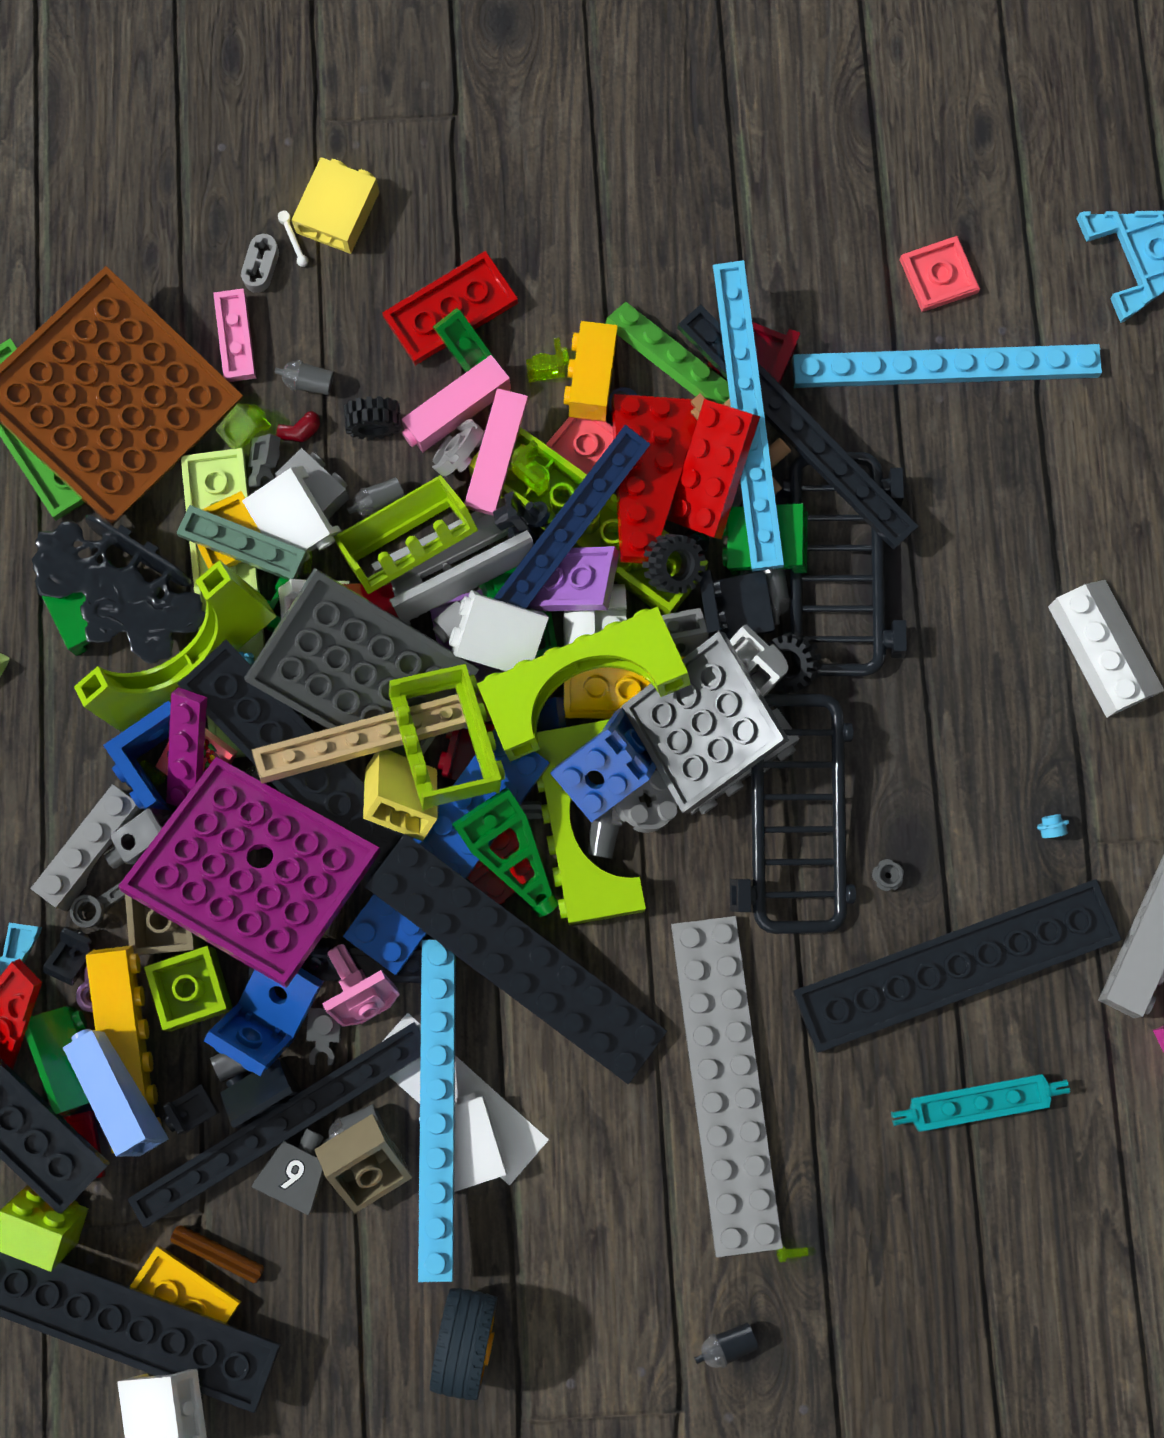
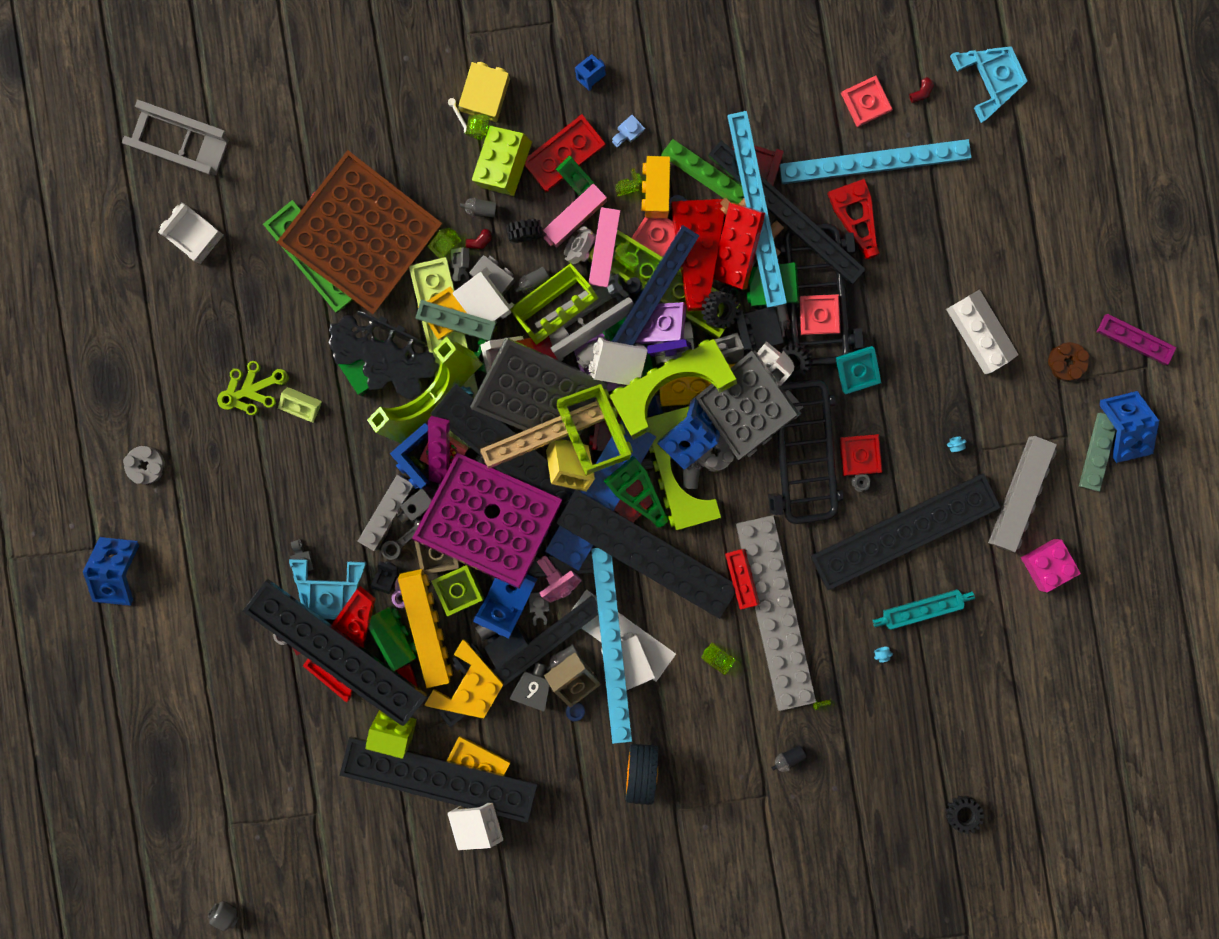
camera: 10 degrees left, 10 degrees up
(114, 1095) = (425, 656): light blue slope -> none
(196, 1166) = (475, 691): none -> yellow wing
(217, 1253) = (493, 736): reddish brown axle -> none
(234, 335) = (431, 184): bright pink plate -> none
(266, 264) = (436, 134): light grey beam -> none
(317, 253) = (477, 126): none -> clear neon green bracket
(349, 308) = (501, 160): none -> lime brick
(364, 1223) = (576, 712): none -> dark blue tile
(505, 189) = (590, 71): none -> blue brick
(556, 282) = (629, 130): none -> light blue plate
(582, 614) = (669, 348): none -> dark purple plate
(619, 1154) = (718, 658): none -> clear neon green bracket
(673, 1018) = (742, 579): none -> red plate
(838, 593) = (819, 314): none -> coral tile
(891, 830) = (860, 455): none -> red tile
(896, 688) = (858, 370): none -> teal plate
(904, 413) = (851, 194): none -> red plate
(905, 1175) = (883, 654): none -> medium azure plate
(1034, 265) = (926, 88): none -> dark red arm

